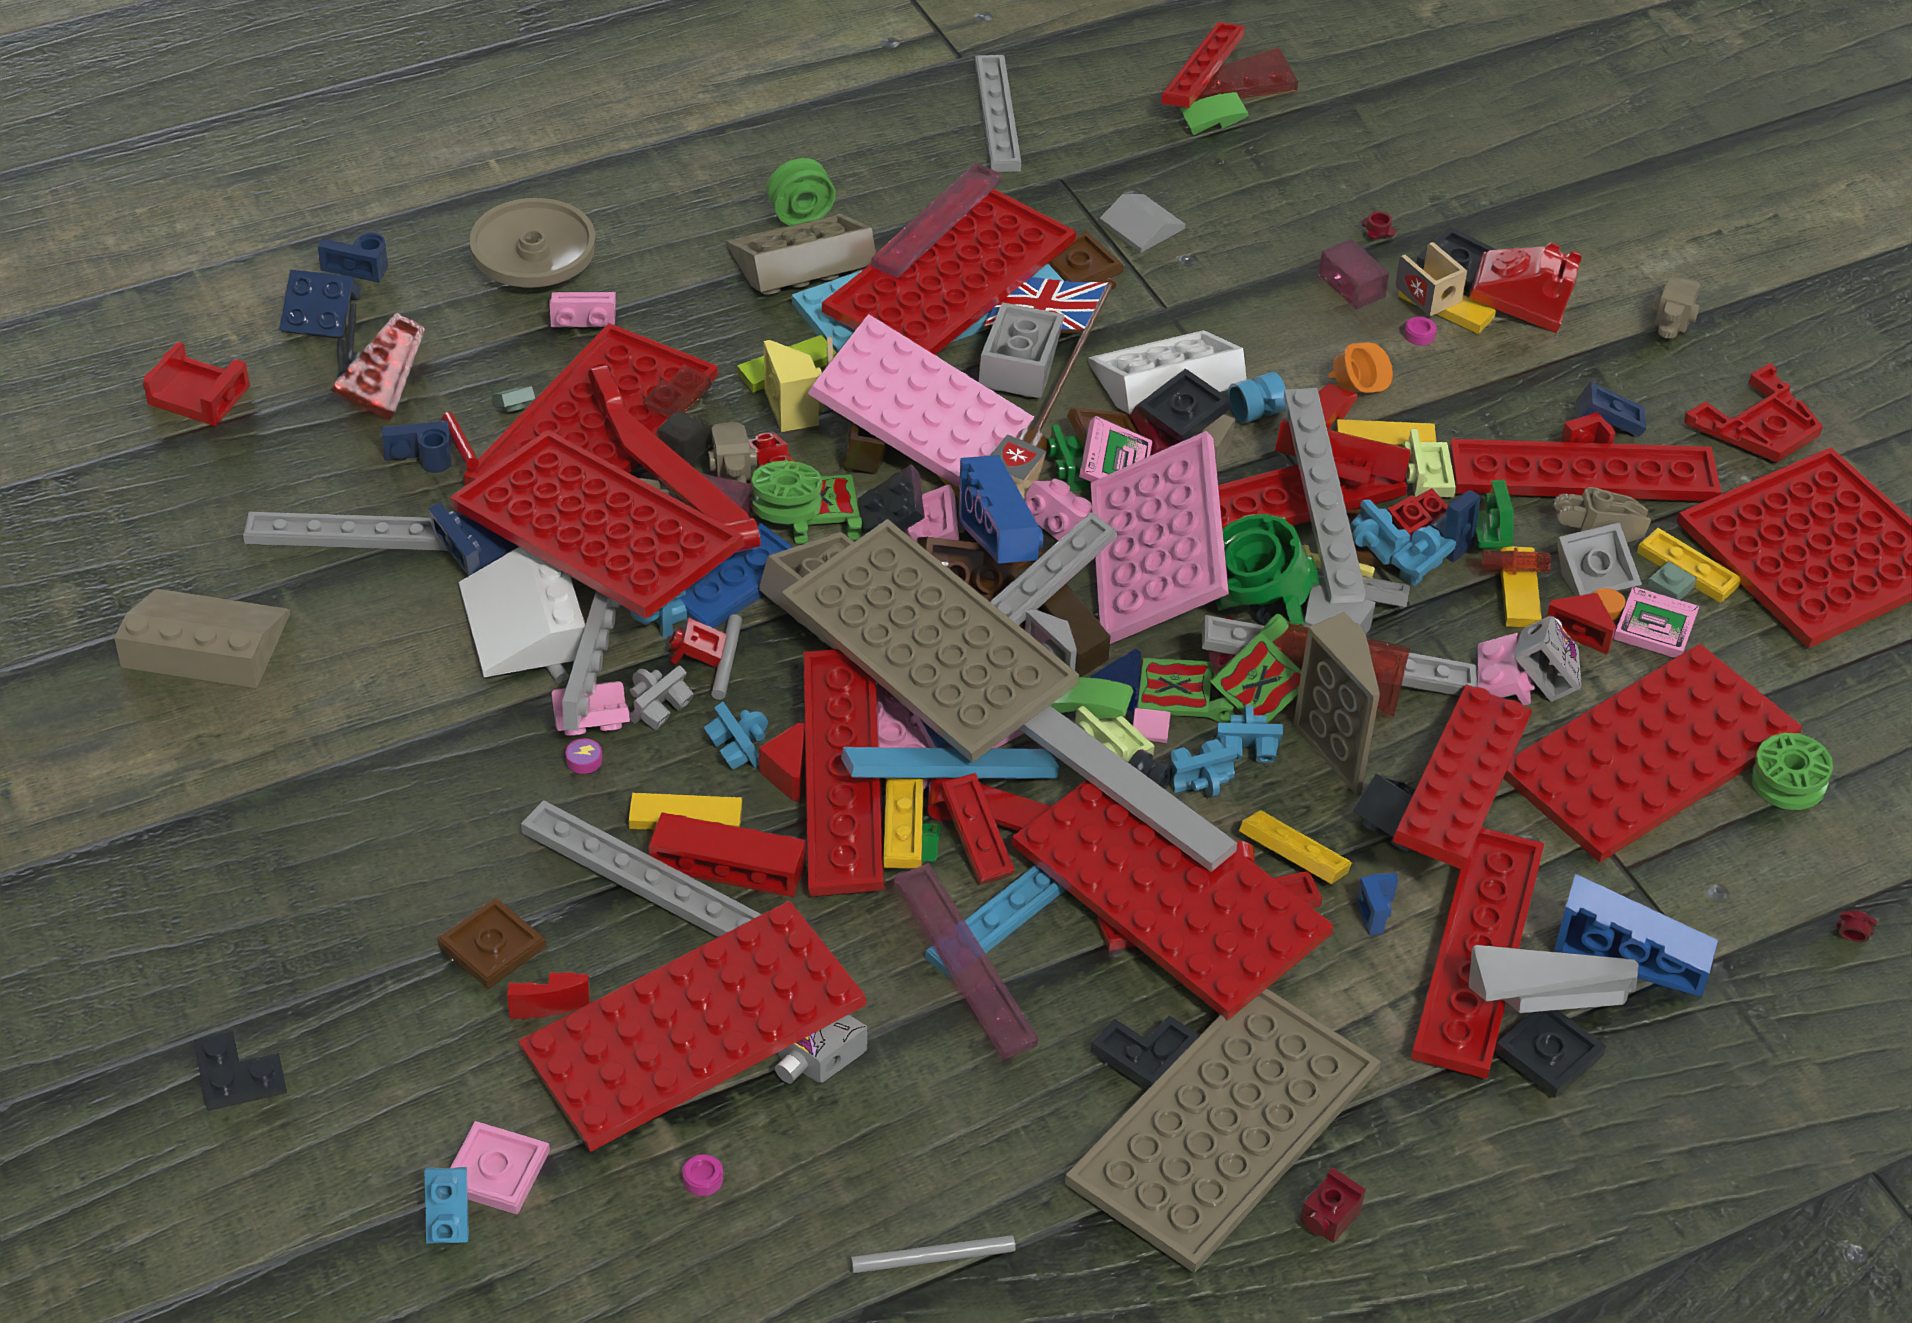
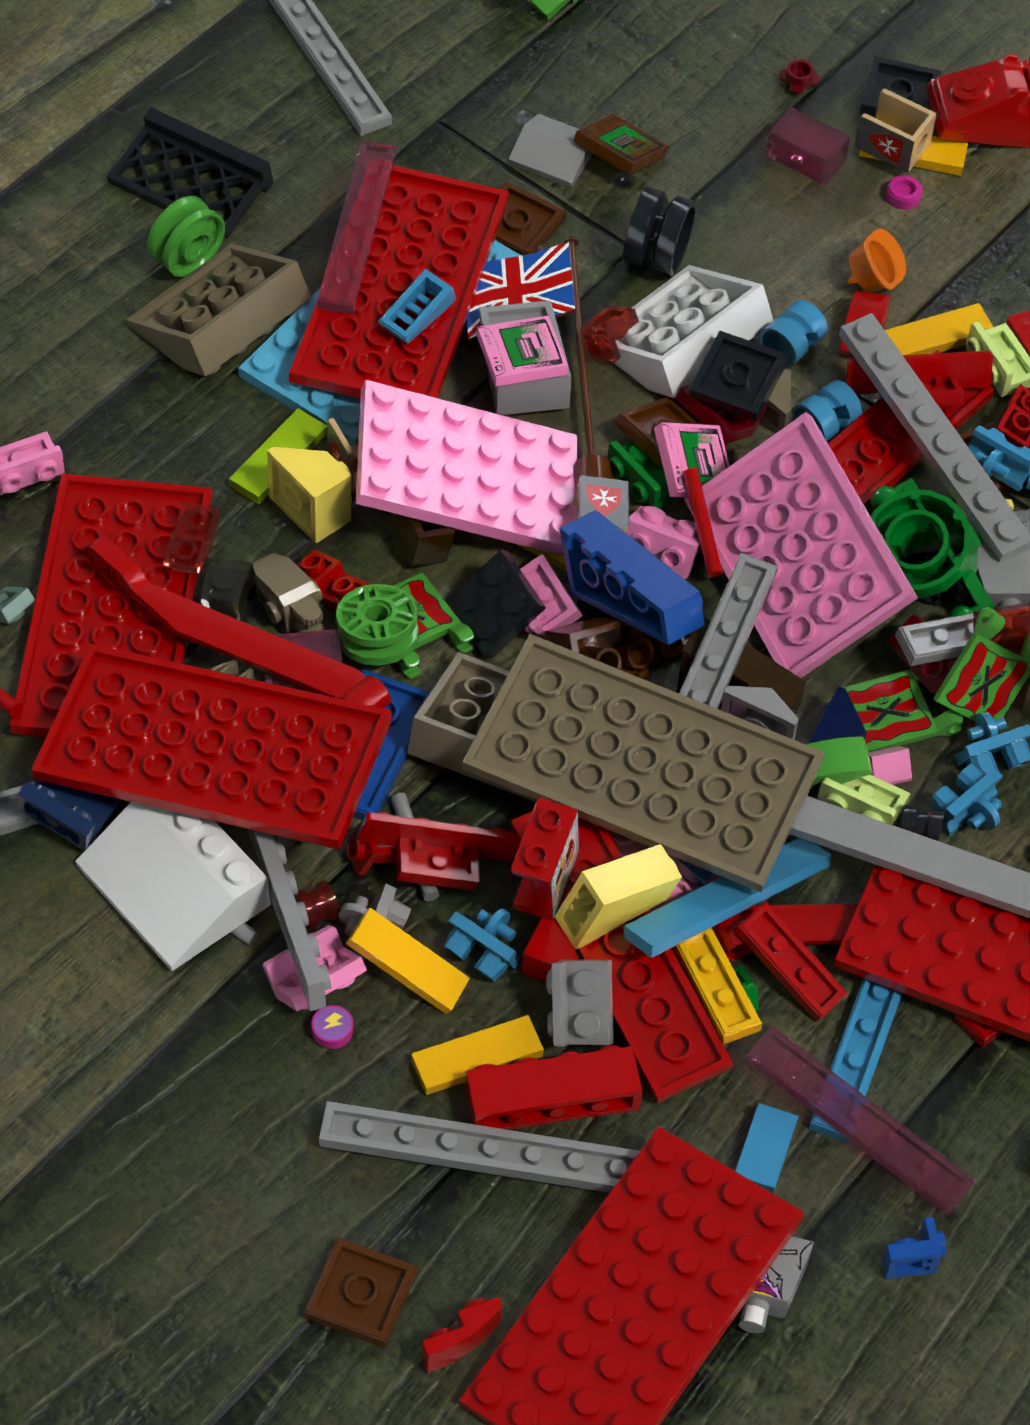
camera: 25 degrees left, 10 degrees up
(621, 666) = (319, 903): none -> clear red wheel
(665, 725) = (408, 960): none -> yellow tile
(736, 657) = (438, 851): none -> red bracket
(782, 796) = (580, 1002): none -> light grey bracket
(805, 674) = (546, 858): none -> red panel
(851, 720) = (616, 894): none -> light yellow slope
(854, 146) = (199, 147): none -> black fence
(879, 956) = (767, 1146): none -> dark azure tile
(952, 1073) = (912, 1257): none -> blue bracket
(966, 279) = (424, 283): none -> dark azure slope
(1013, 337) = (522, 351): none -> bright pink tile
(1097, 485) = (702, 522): none -> red bar
(1100, 349) = (605, 329): none -> clear red bracket
(1185, 292) = (659, 231): none -> black wheel
(1195, 229) = (620, 144): none -> reddish brown tile
(1251, 459) = (831, 407): none -> dark azure wheel

